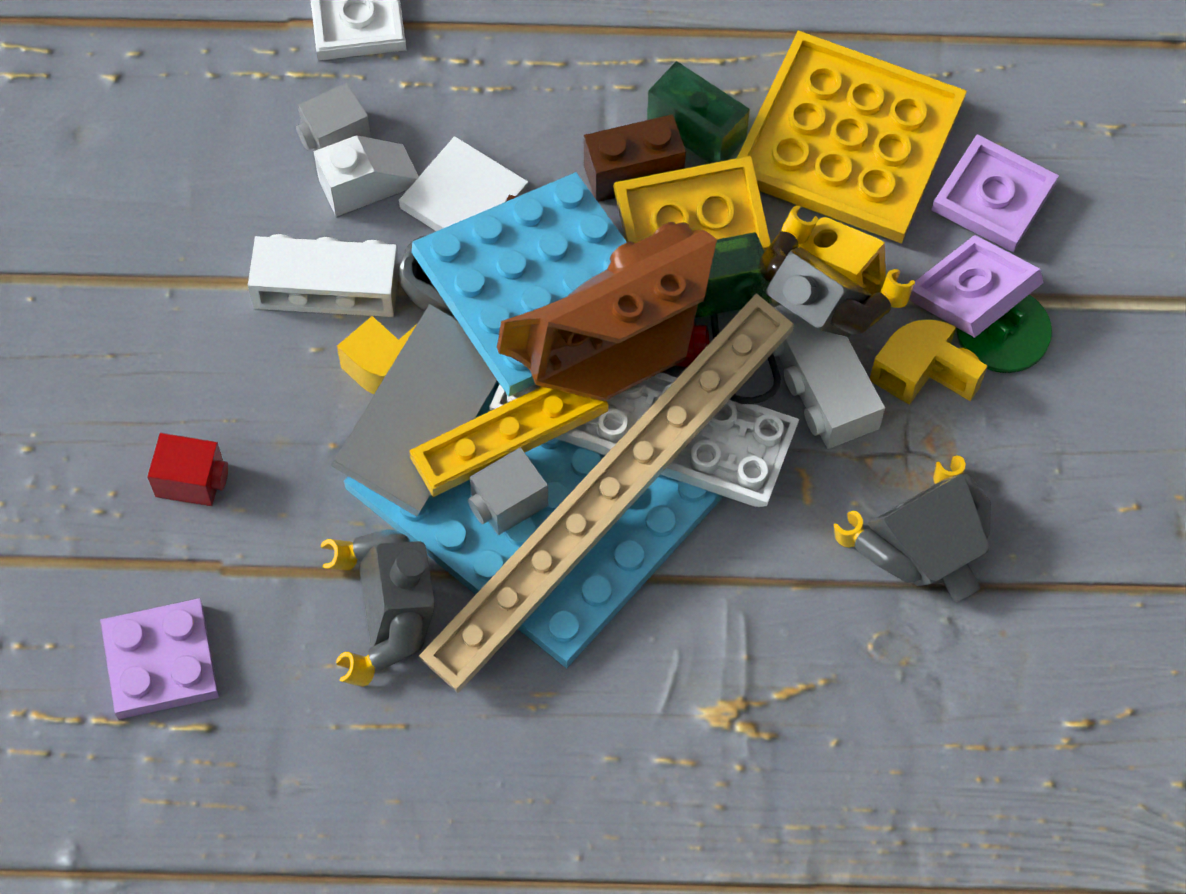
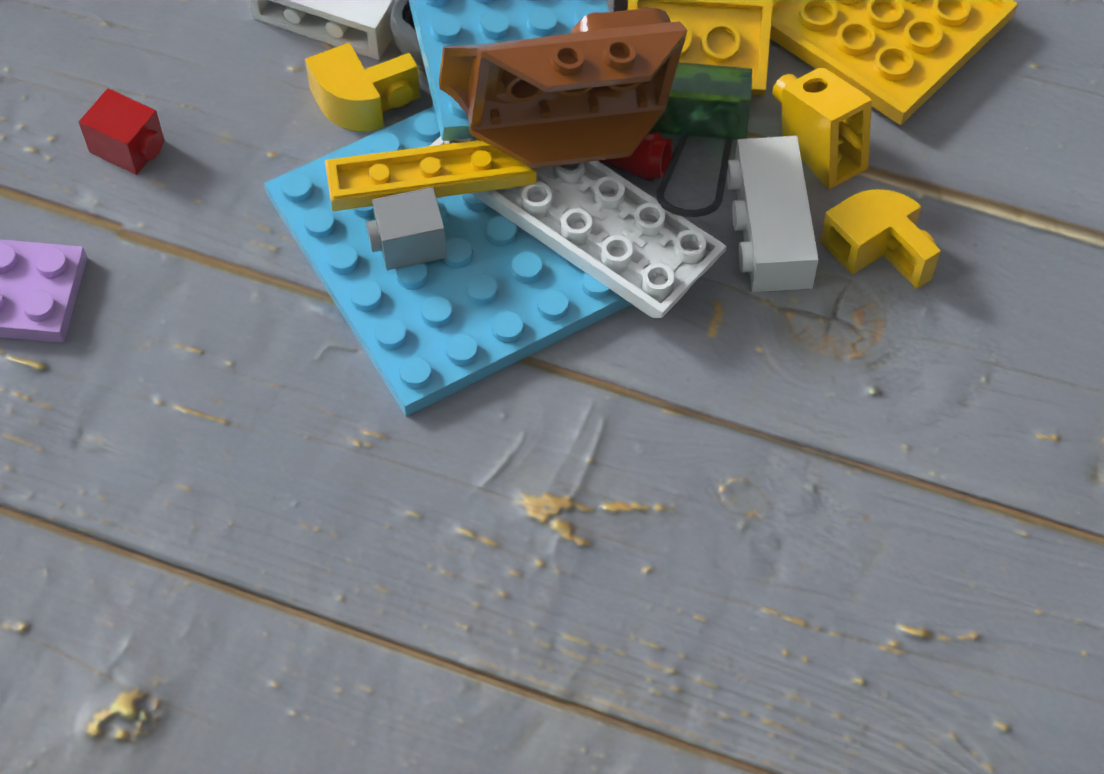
camera: 20 degrees right, 5 degrees down
(395, 598) = (258, 301): dark grey torso -> none
(427, 392) = (370, 113): light grey tile -> none
(606, 493) = (501, 253): tan plate -> none
(818, 290) = (788, 127): torso -> none
(929, 534) = (820, 392): dark grey torso -> none
(975, 285) = (959, 177): lavender plate -> none
(994, 193) = (1013, 103): lavender plate -> none
(1014, 339) = (978, 232): green piece -> none

